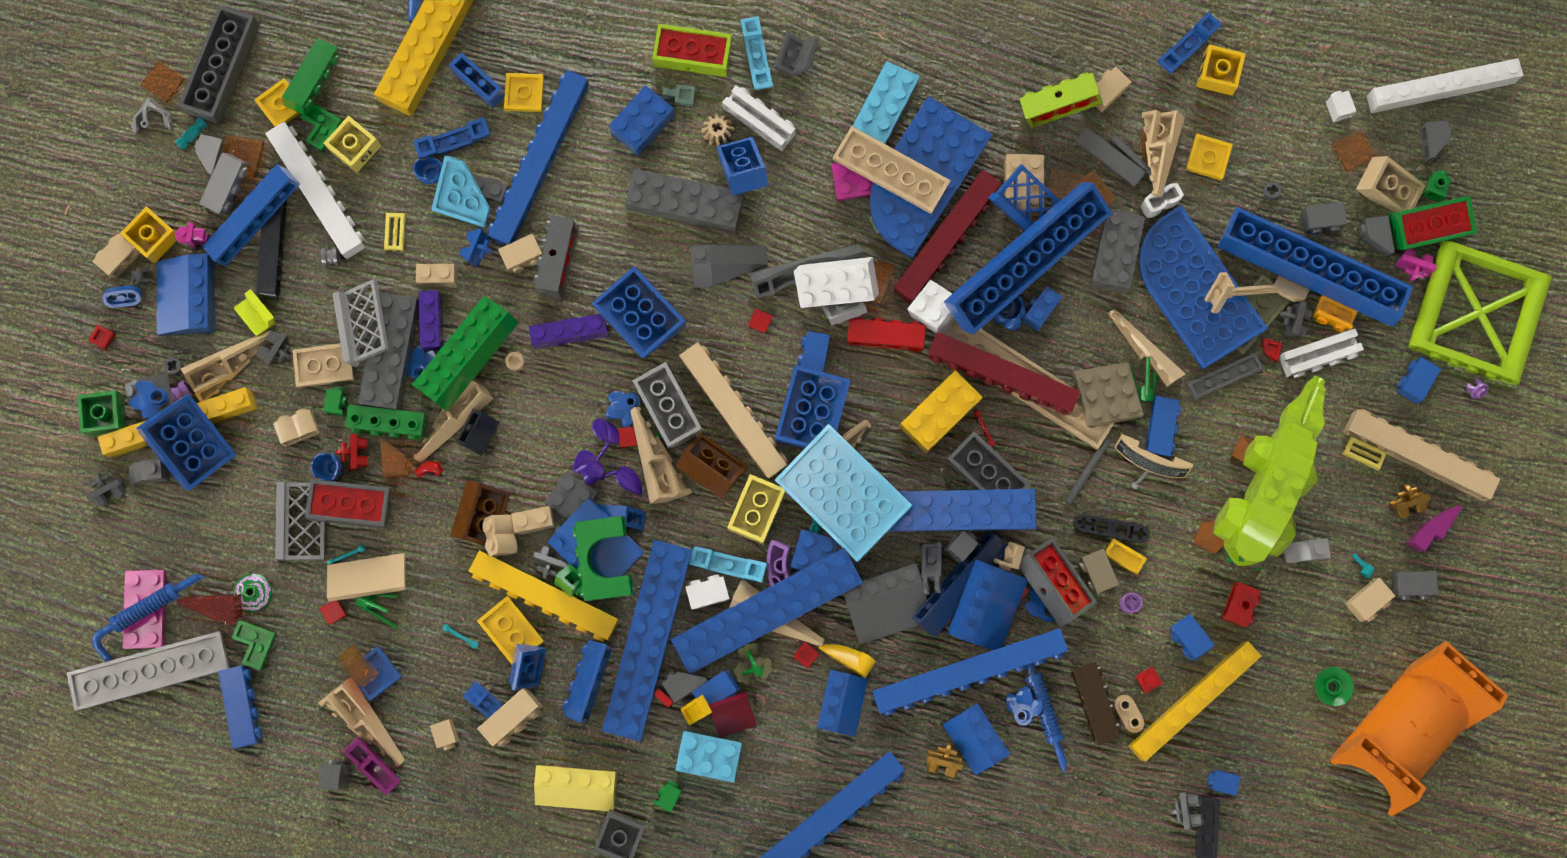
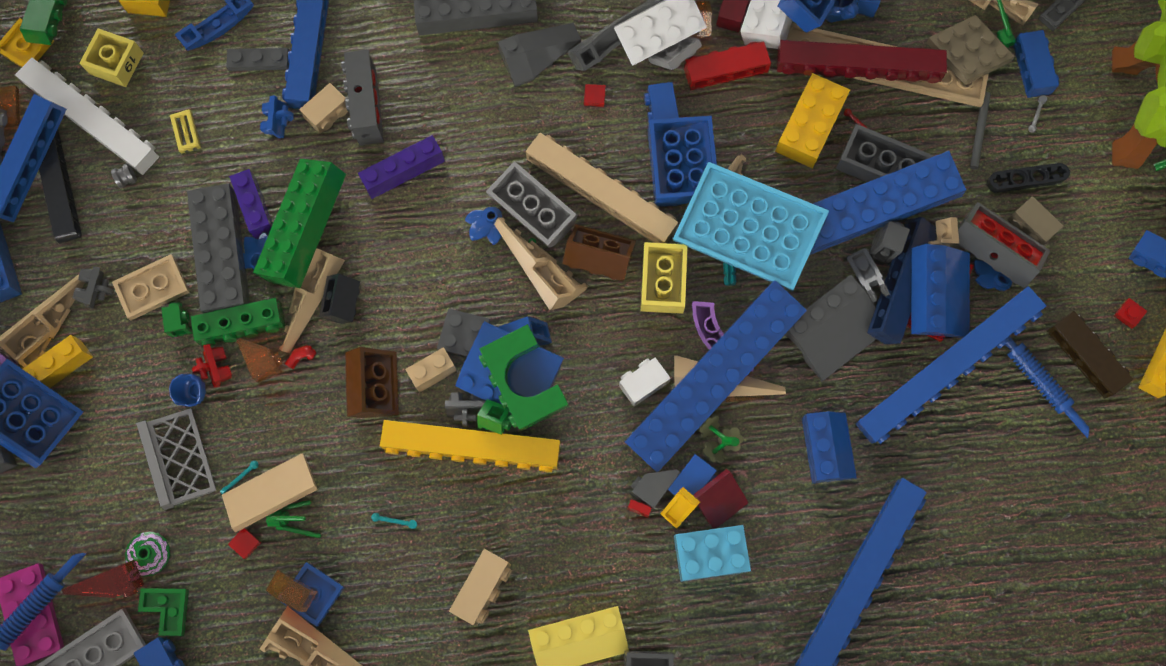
camera: 20 degrees left, 5 degrees down
(254, 314) = (60, 259): neon yellow panel -> none
(297, 427) = (141, 360): tan brick -> none
(324, 123) = (73, 48): green plate -> none
(348, 327) = (166, 238): light grey fence -> none
(348, 504) = (223, 419): red brick -> none
(427, 170) = (201, 59): blue hair -> none
(437, 275) = (243, 156): tan brick -> none
(444, 734) = (413, 633): tan brick -> none
(459, 194) = (240, 70): medium azure plate -> none
(482, 700) = (442, 580): blue hips -> none
(499, 535) = (401, 397): tan brick -> none
(509, 626) = (447, 495): yellow plate -> none
(515, 361) = (355, 217): tan tile -> none
(526, 666) = (478, 526): blue slope -> none
(587, 681) = (550, 517): blue slope -> none
(592, 471) = (480, 291): dark purple plant -> none
(627, 437) = (501, 253): red tile -> none
(639, 313) = (470, 122): blue slope -> none
(647, 640) = (600, 454): blue brick -> none
(668, 796) = (684, 612): green brick -> none
(728, 564) = (656, 346): medium azure slope -> none
(806, 655) = (771, 410): red tile -> none
(812, 548) = (735, 298): blue brick -> none
(850, 658) = (822, 398): yellow piece -> none
(946, 758) = (961, 465): pearl gold hips -> none
(976, 739) = (985, 434): blue slope -> none
(1024, 702) = (1017, 379): blue plate -> none
(1125, 556) = (1055, 200): yellow tile -> none
(1128, 714) = (1127, 354): tan plate -> none
(1134, 602) = (1082, 237): medium lavender wheel -> none
(1150, 462) = (1038, 98): slope -> none

